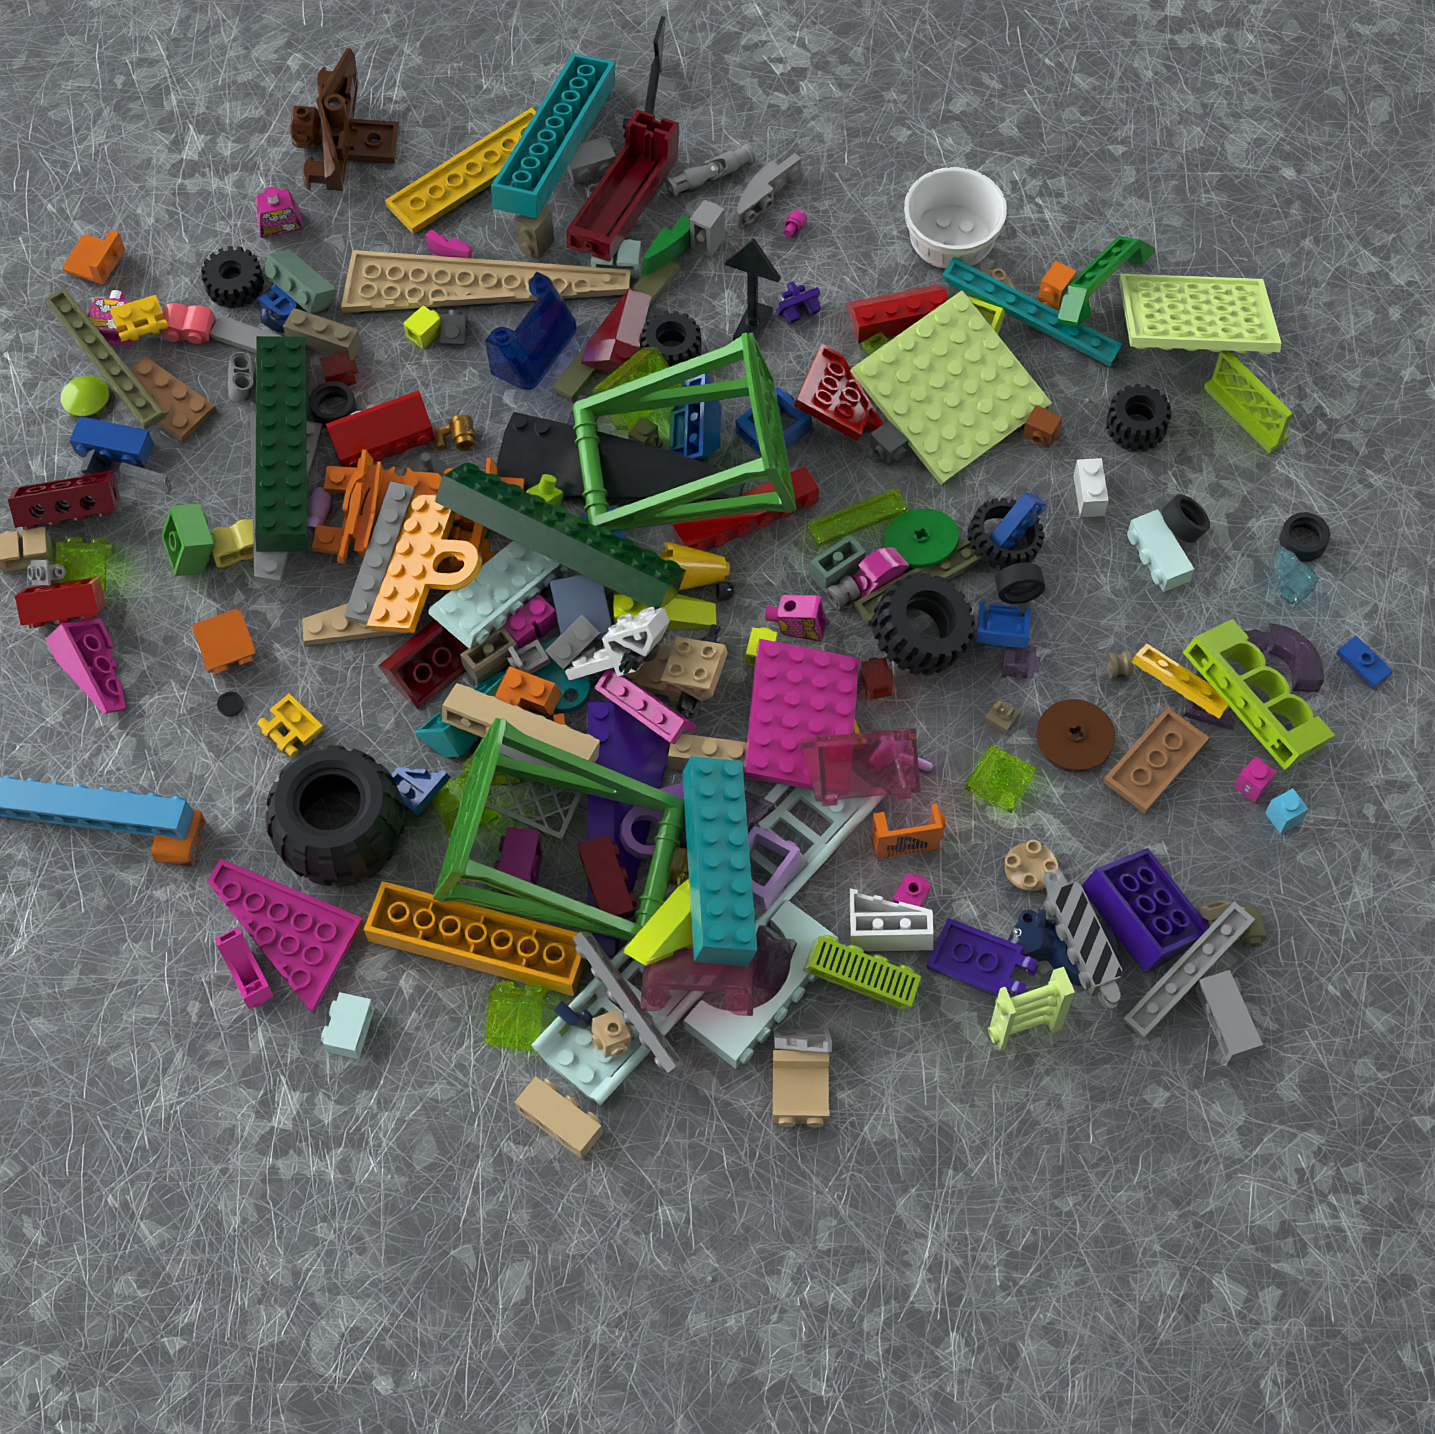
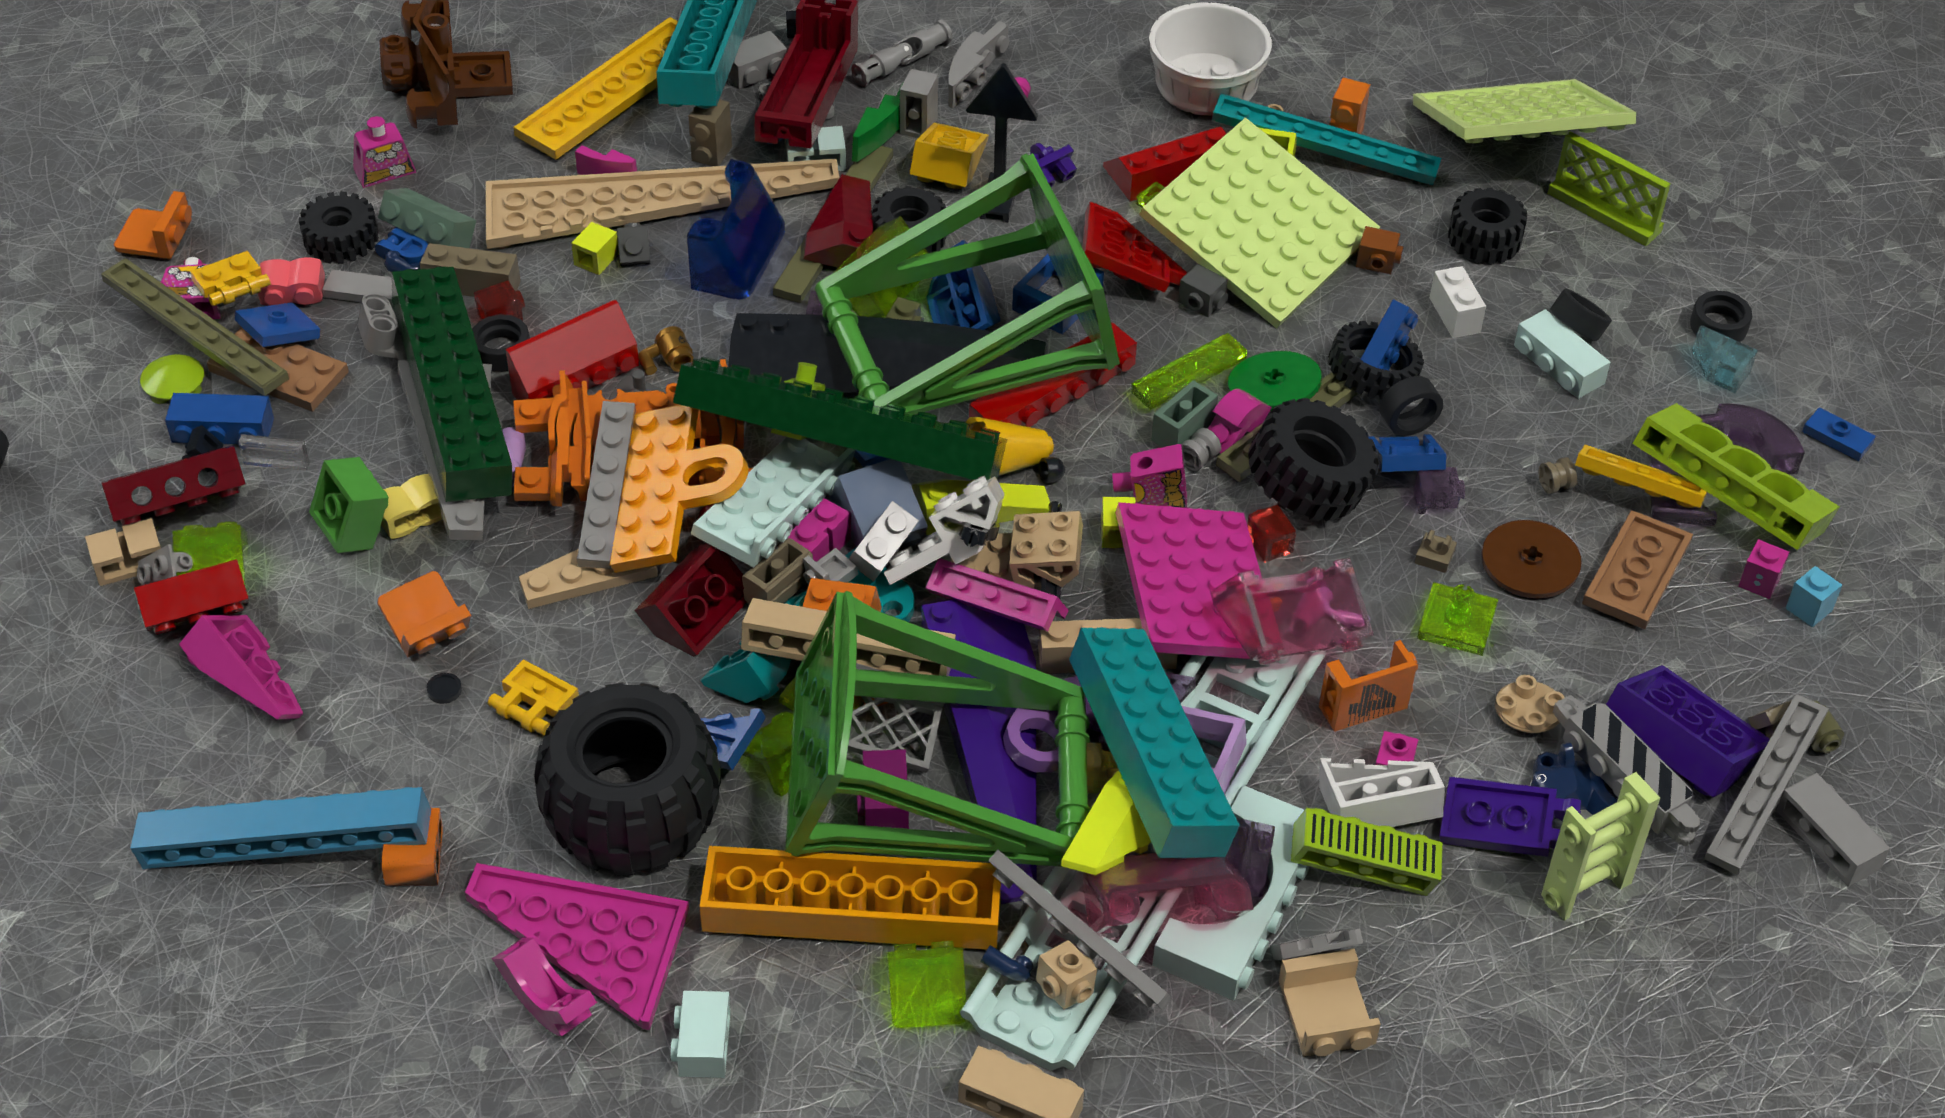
camera: 15 degrees left, 15 degrees down
(168, 362) = (277, 324): none -> blue plate
(606, 877) = (998, 785): dark red brick -> none
(715, 282) = (947, 155): none -> yellow slope
(1075, 303) = (1378, 110): green slope -> none

